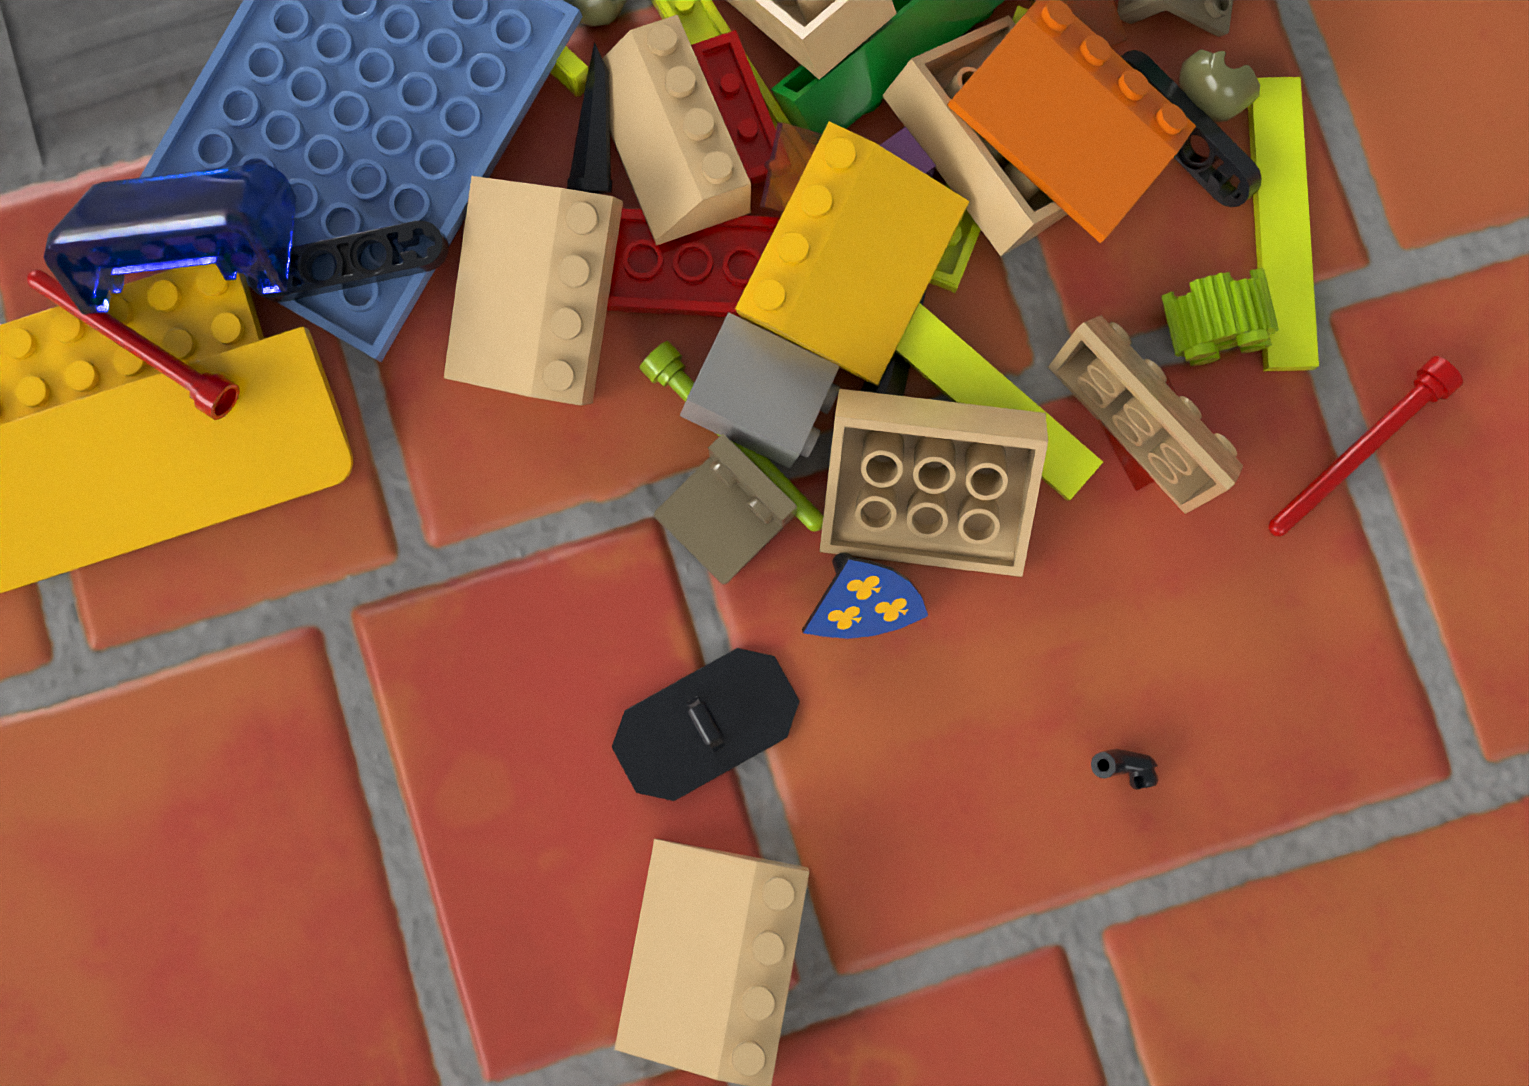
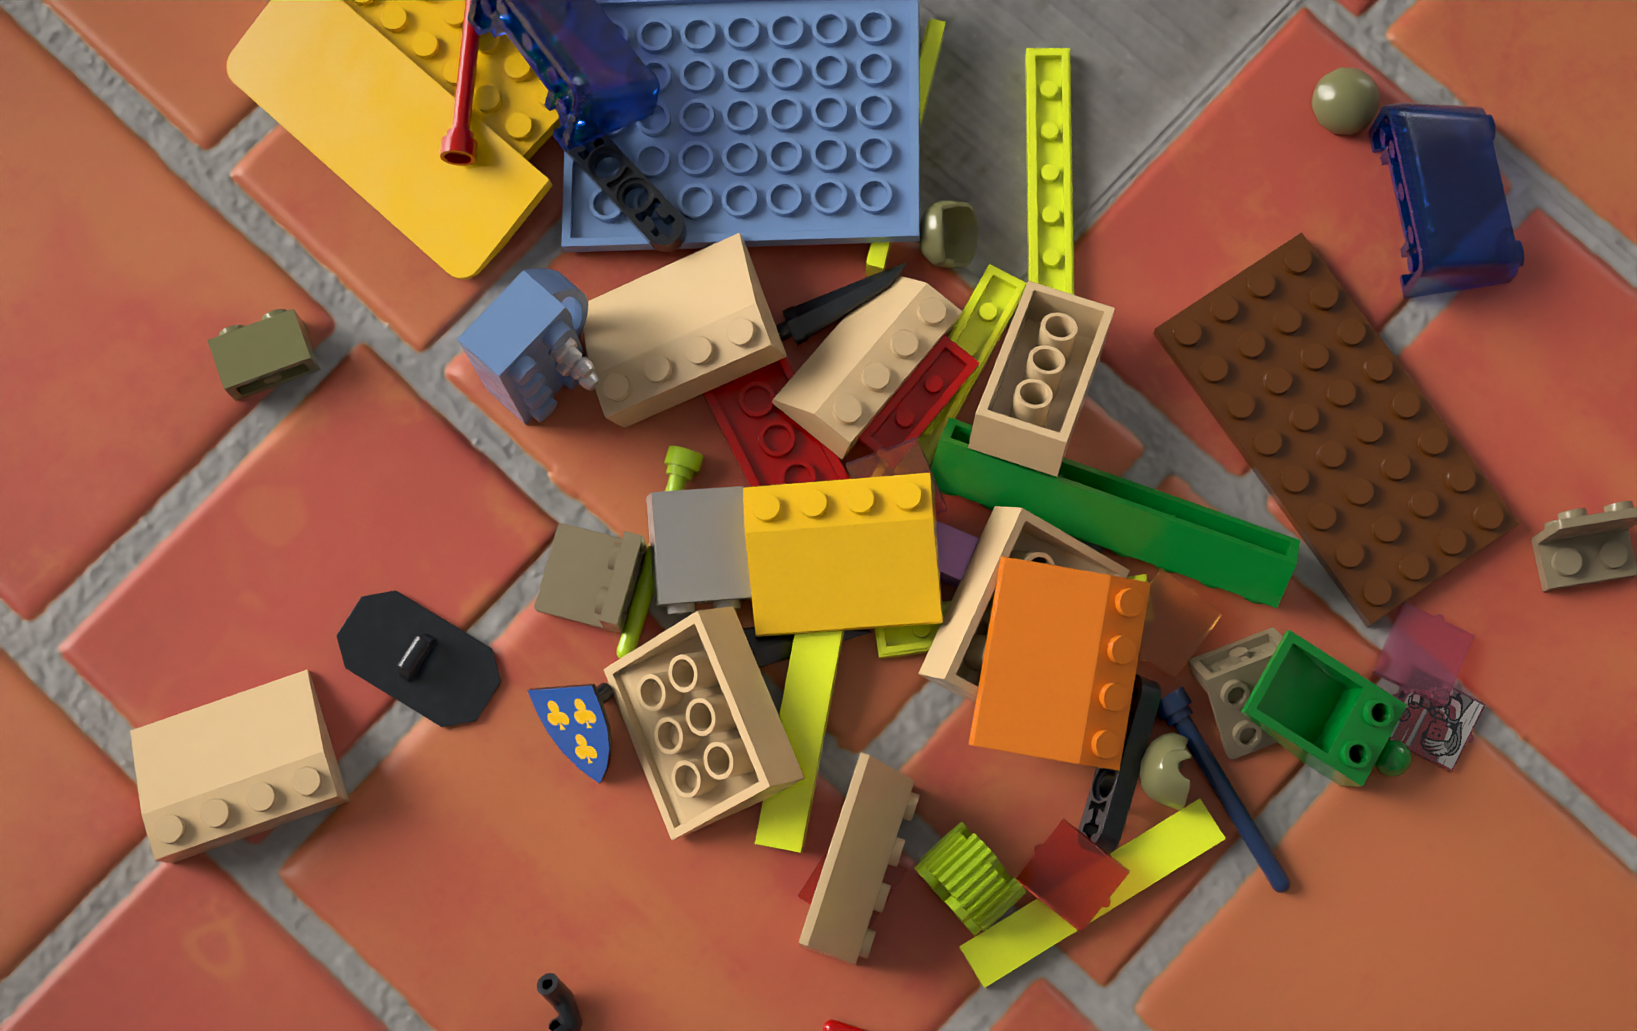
camera: 65 degrees right, 5 degrees down
(305, 711) = (263, 353): none -> olive brick
(471, 428) = (531, 344): none -> medium blue piece
(1166, 52) = (1177, 712): none -> dark blue piece
(1265, 225) = (1072, 875): none -> clear red piece

